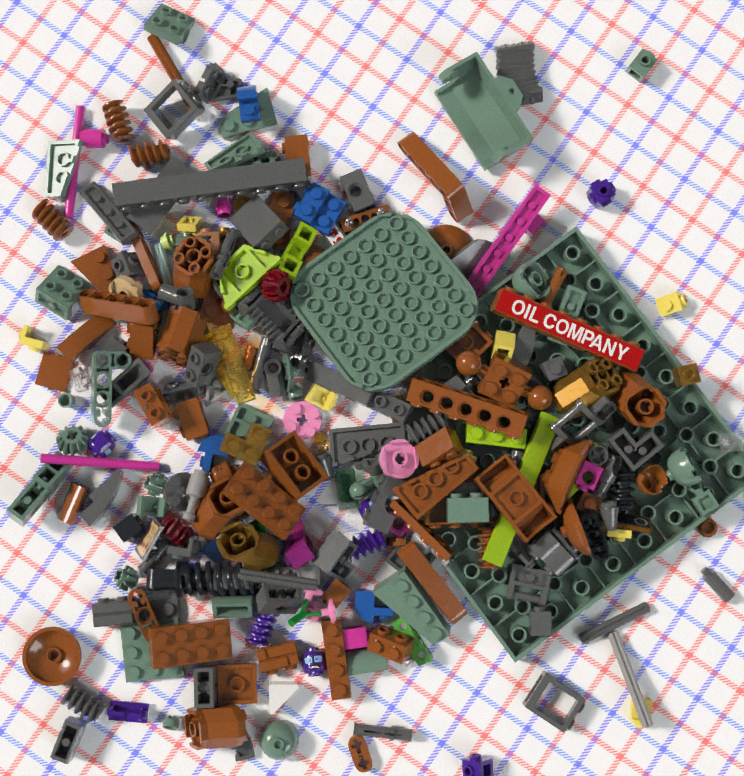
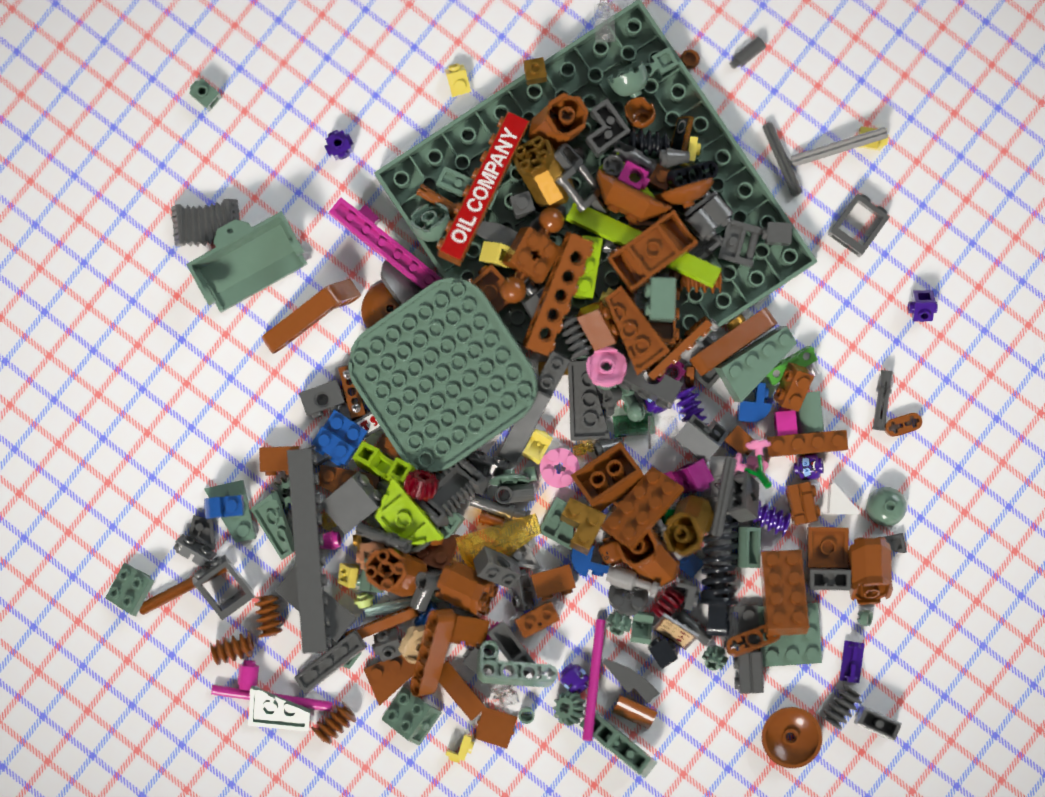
camera: 90 degrees left, 0 degrees up
(451, 585) = (735, 322): none -> pearl gold tile

